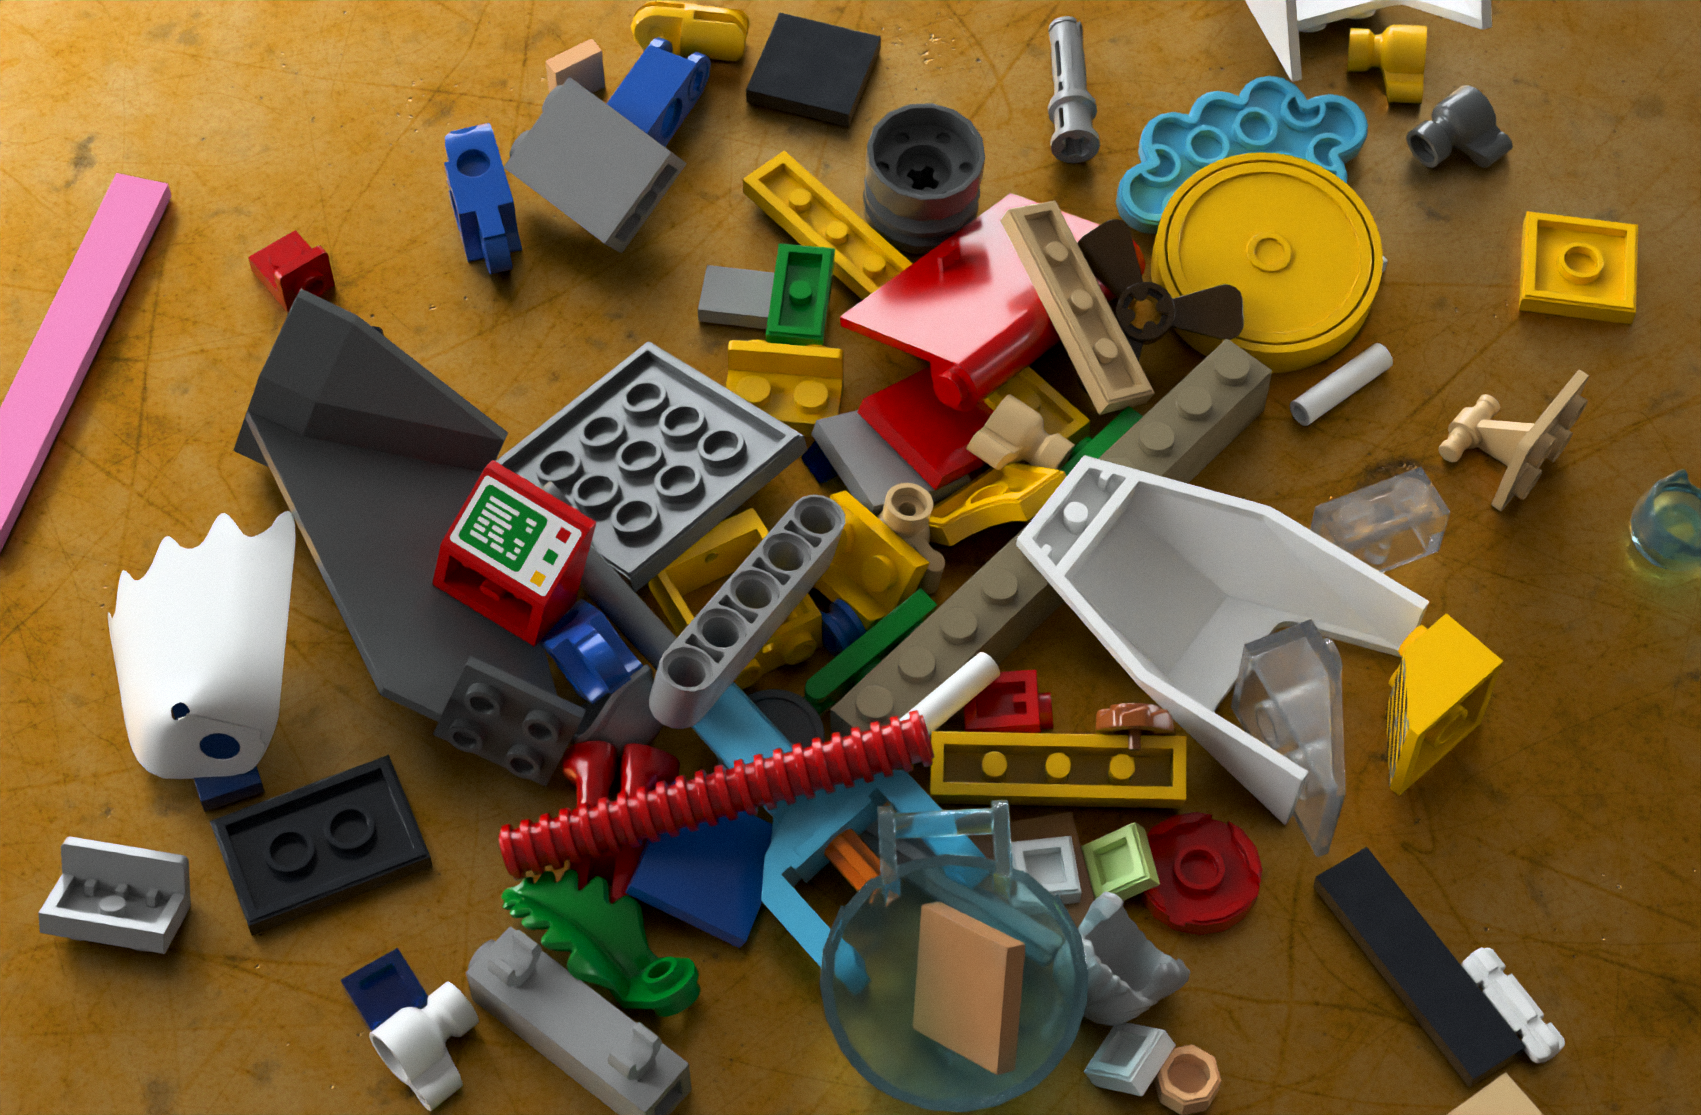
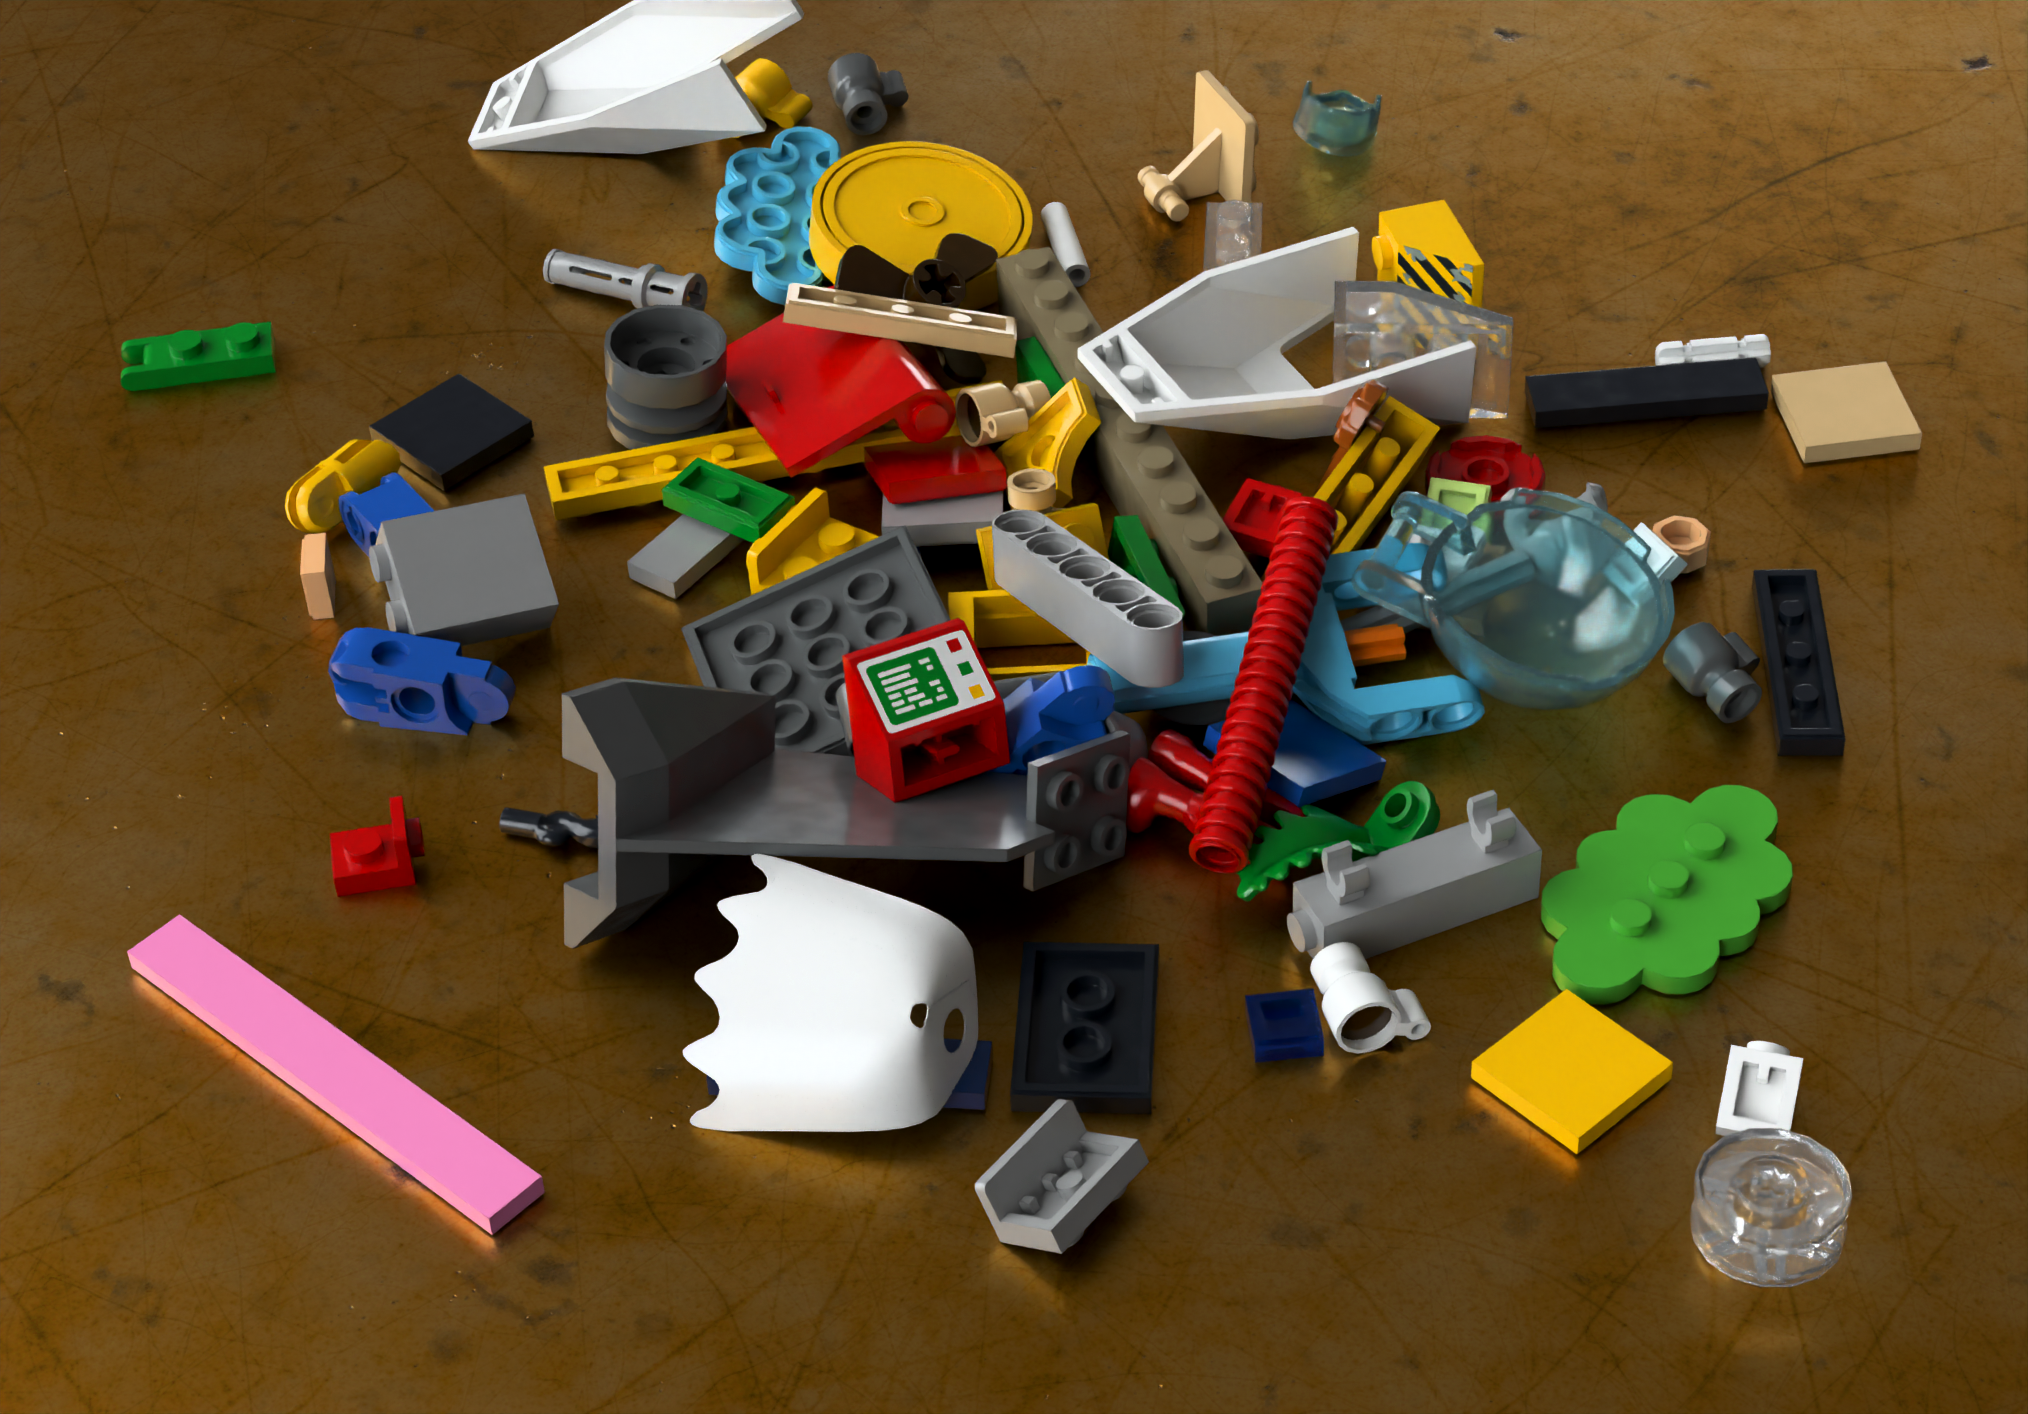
camera: 60 degrees left, 15 degrees down
(957, 691) = (1245, 526): white piece -> none
(969, 987) = (1551, 593): medium nougat tile -> none
(1579, 267) = (1049, 88): yellow tile -> none

